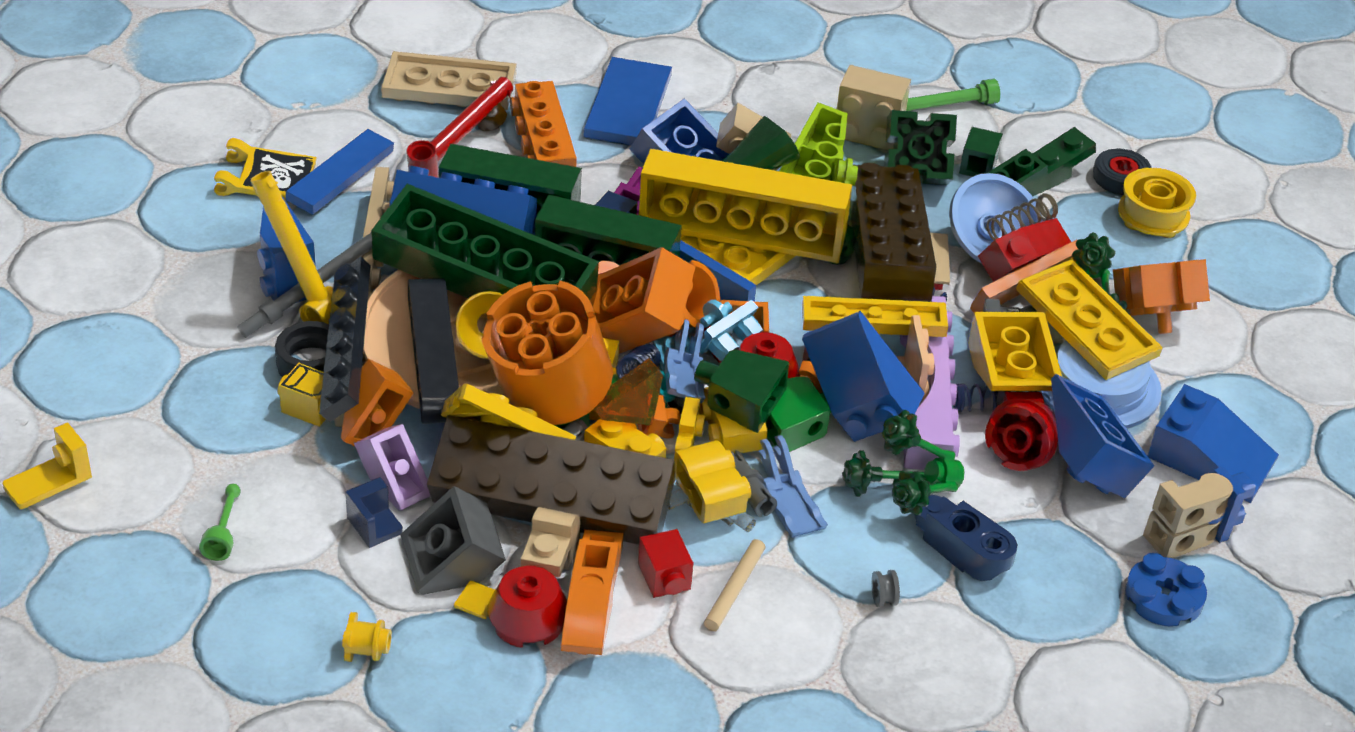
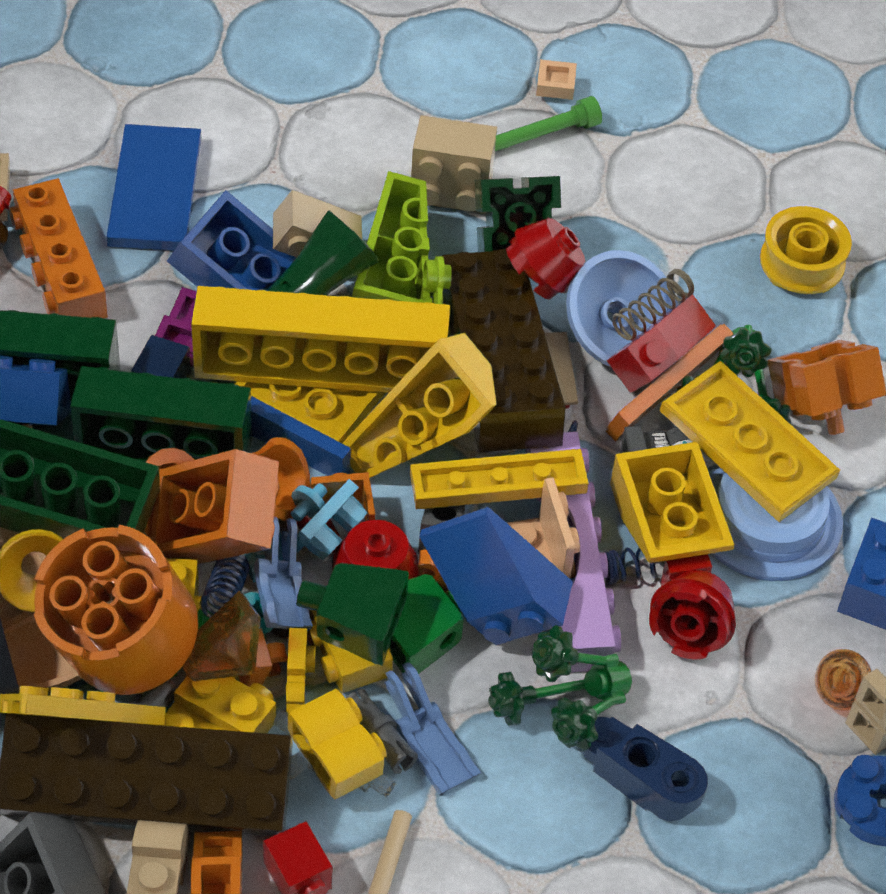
camera: 10 degrees left, 10 degrees up
(822, 256) = (427, 408): none -> yellow wedge
(885, 588) = (561, 855): dark grey bush -> none
(938, 170) = (547, 255): none -> red cone
(966, 67) = (556, 79): none -> light nougat plate
(980, 152) = (590, 207): dark green brick -> none
(1049, 164) = (668, 217): dark green slope -> none
(1096, 440) = (777, 609): blue slope -> none
(1114, 166) = (744, 198): black bush -> none
(1139, 495) = (840, 677): none -> clear orange cone

